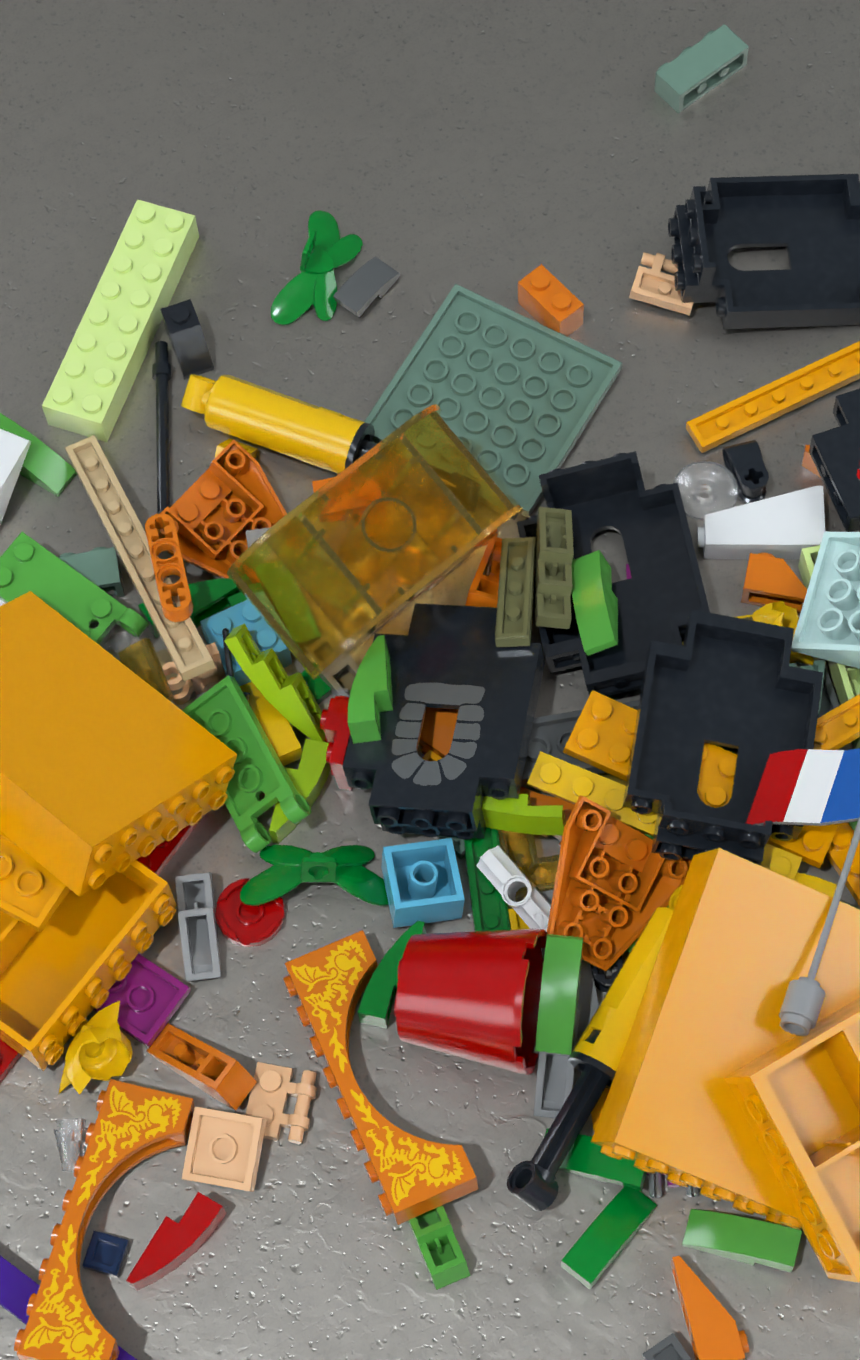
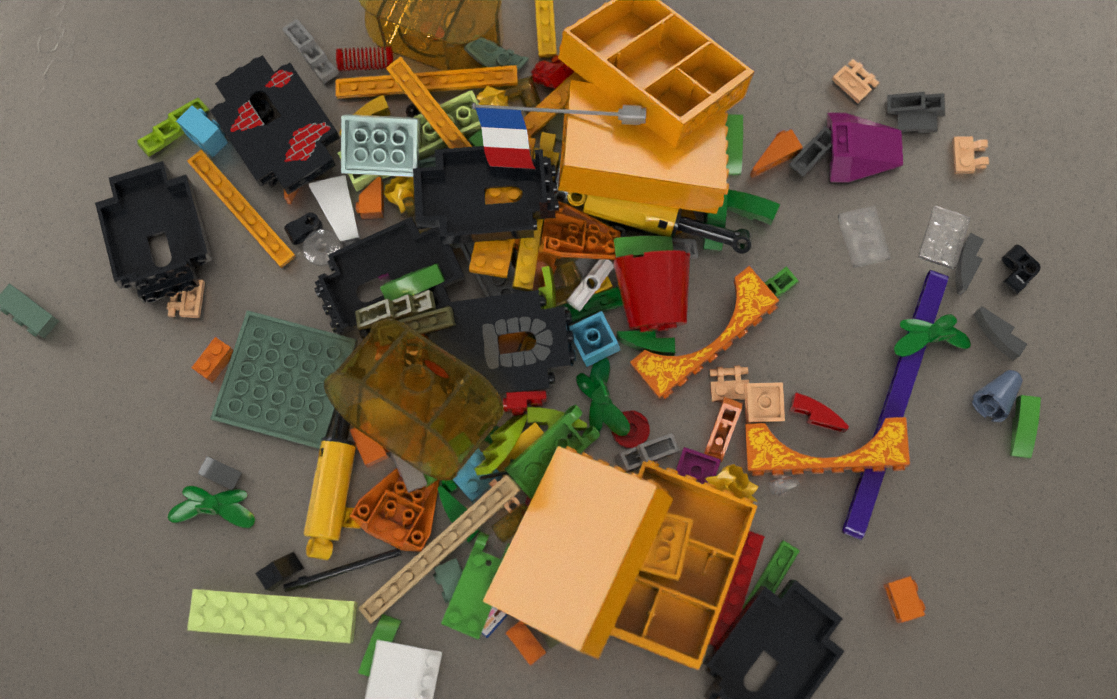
camera: 110 degrees left, 10 degrees up
(106, 1254) = (832, 448): dark blue tile -> none
(167, 567) = (450, 525): orange beam -> none
(370, 693) = (504, 383): bright green slope -> none

